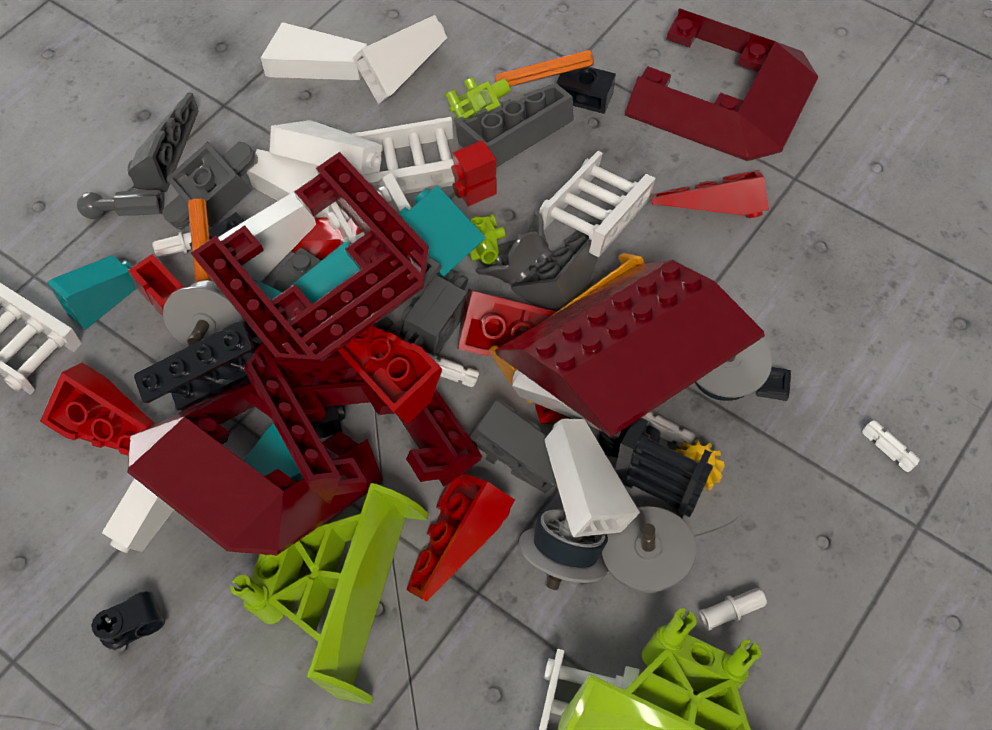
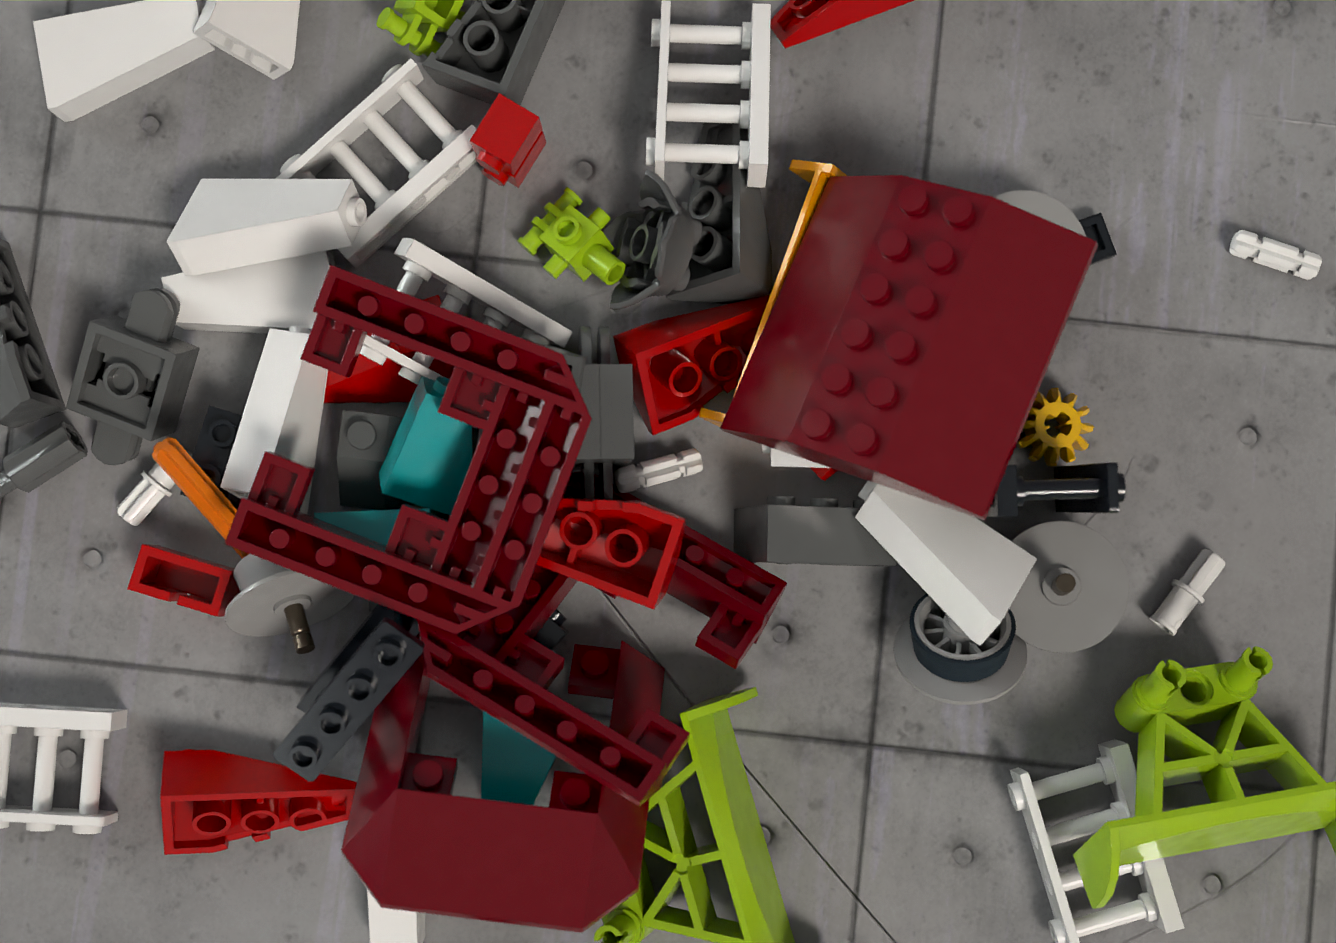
camera: 30 degrees left, 25 degrees up
(93, 289) = (91, 633): teal slope -> none
(442, 228) = (533, 290): teal brick -> none
(467, 519) = (808, 676): red wedge -> none

